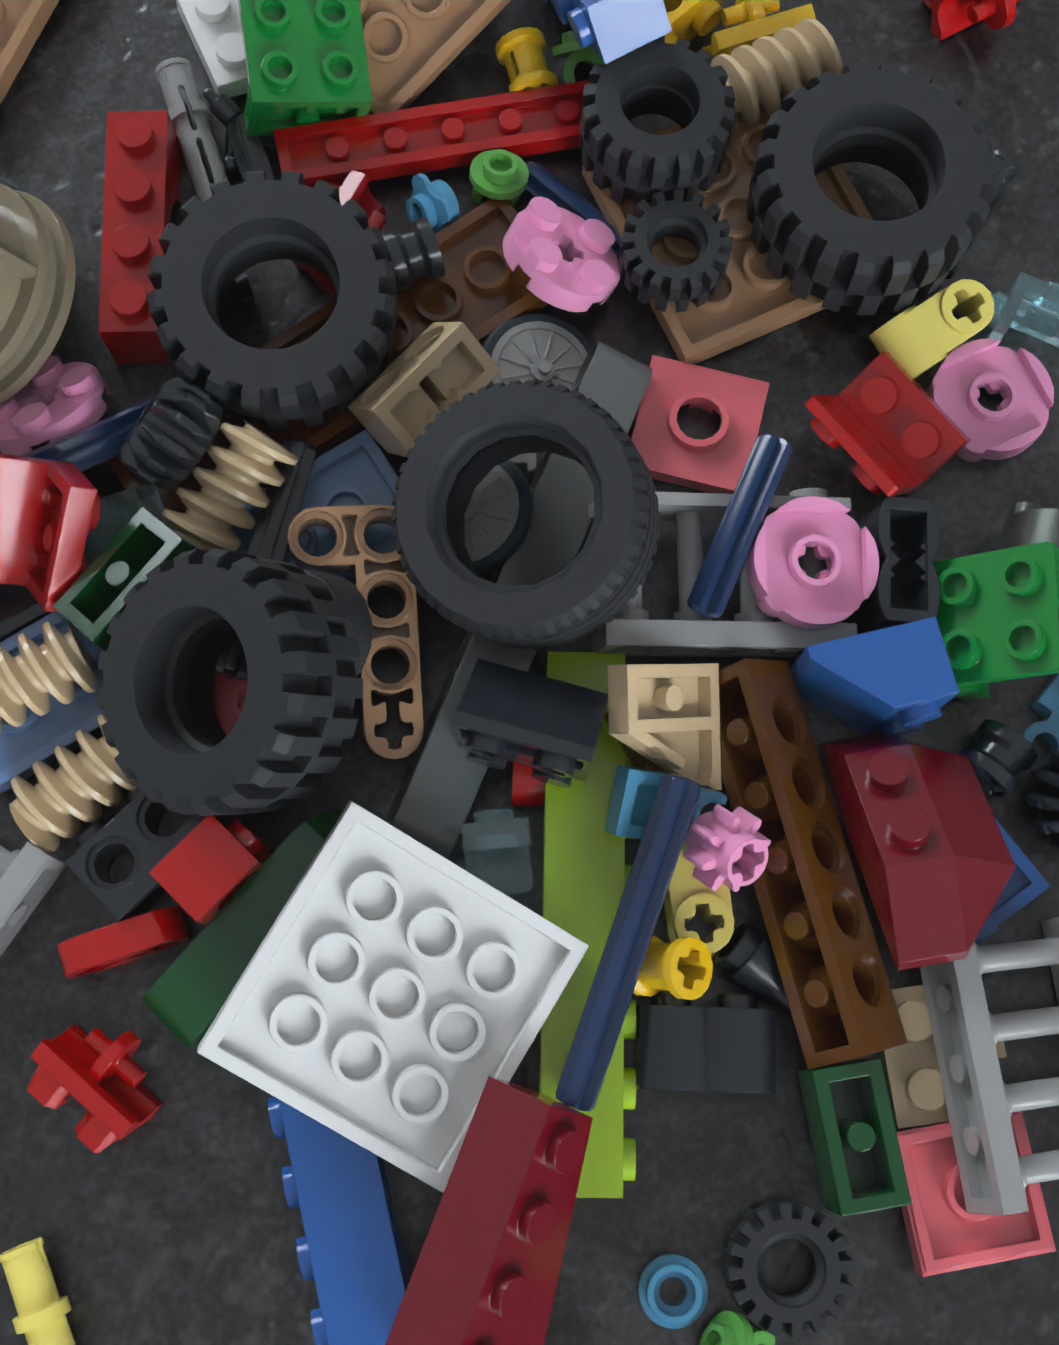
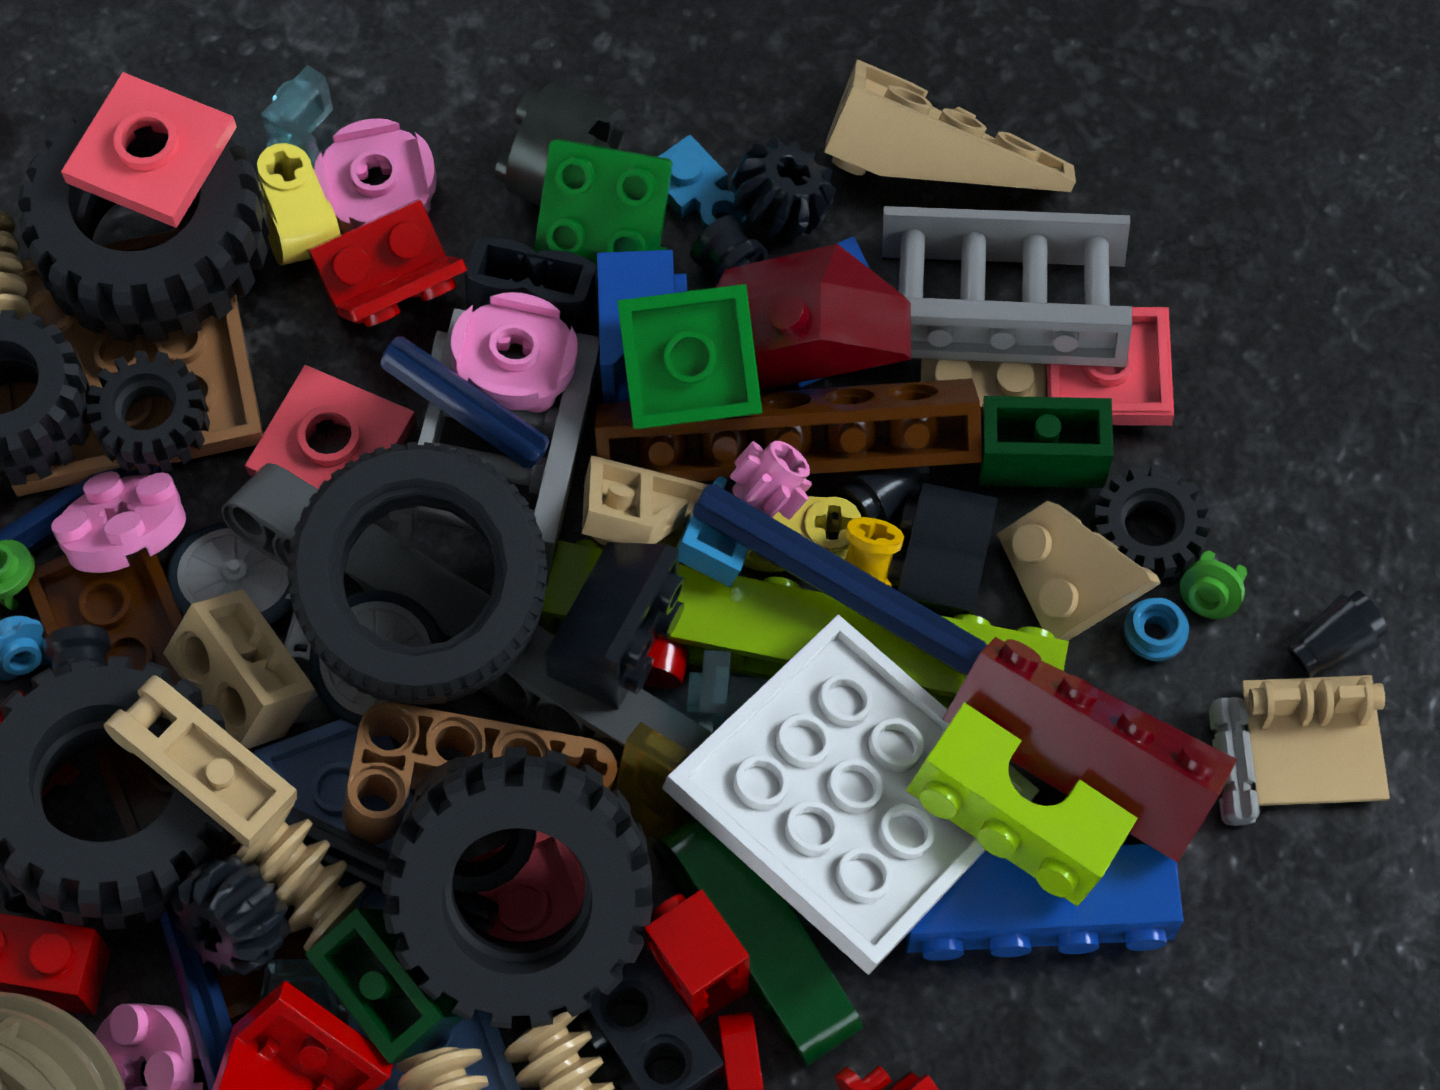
camera: 75 degrees left, 10 degrees down
(287, 362) = (203, 762): none -> tan plate
(371, 1238) = (1057, 844): none -> lime arch
(392, 789) = (642, 773): none -> clear yellow tile
(712, 1186) = (1070, 571): none -> tan wing
(833, 733) = (689, 356): none -> green plate
(900, 186) = (157, 184): none -> coral piece

